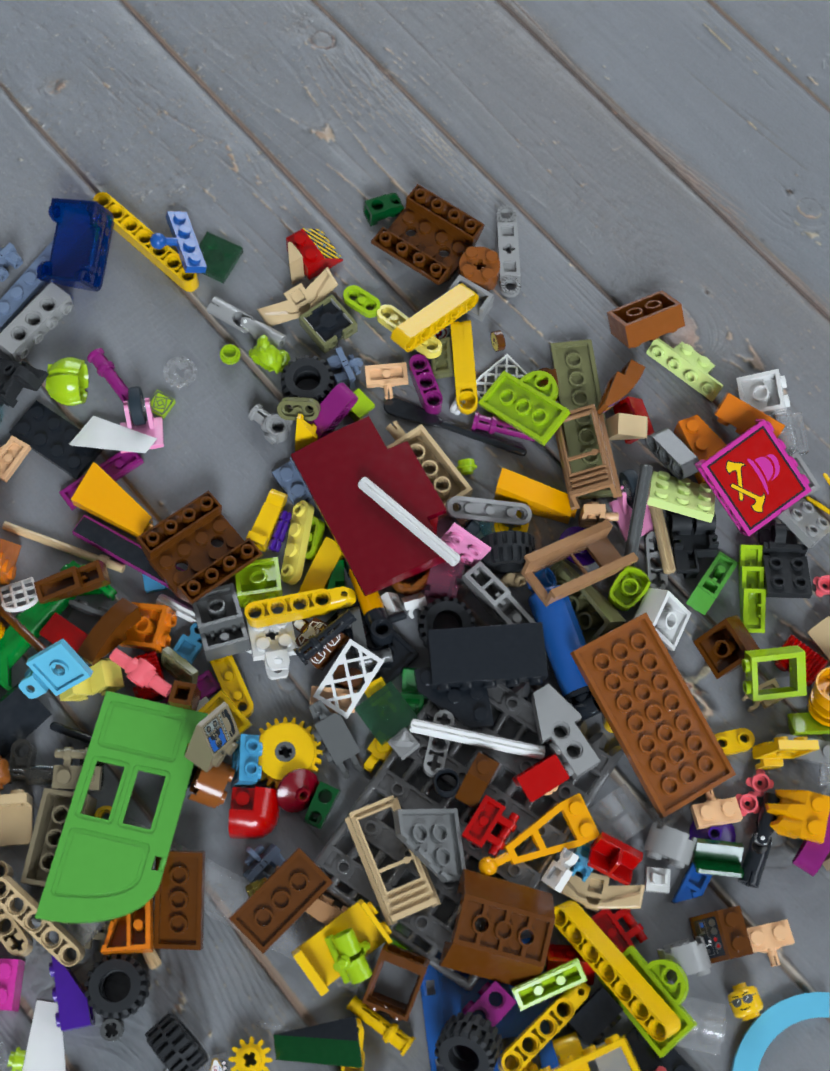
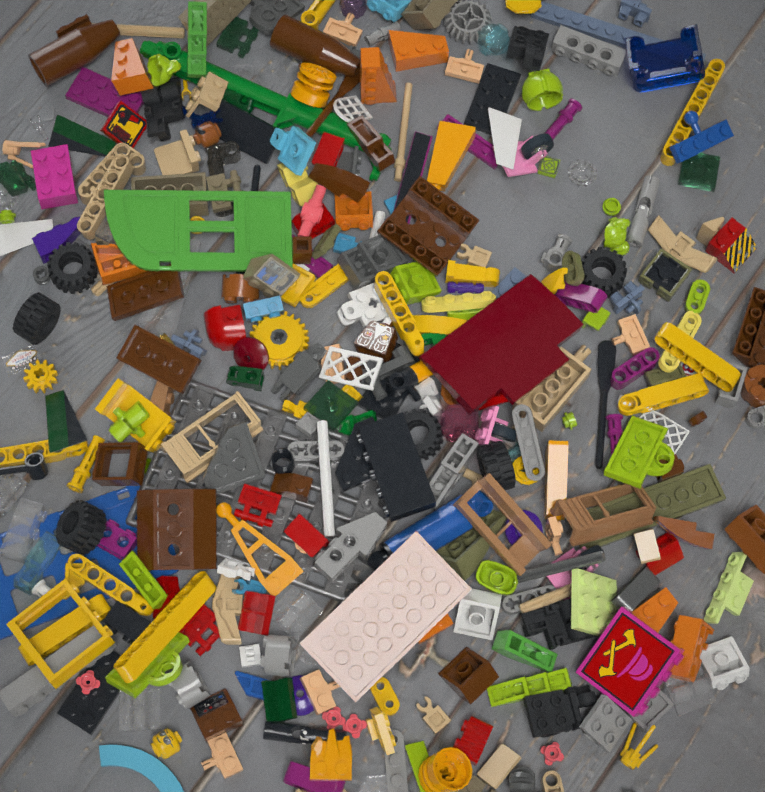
camera: 75 degrees right, 0 degrees up
(248, 508) = (476, 257): none -> tan plate
(313, 641) = (372, 335): black pin -> none
(409, 521) = (491, 374): white axle -> none
(797, 672) = (464, 704): lime window -> none

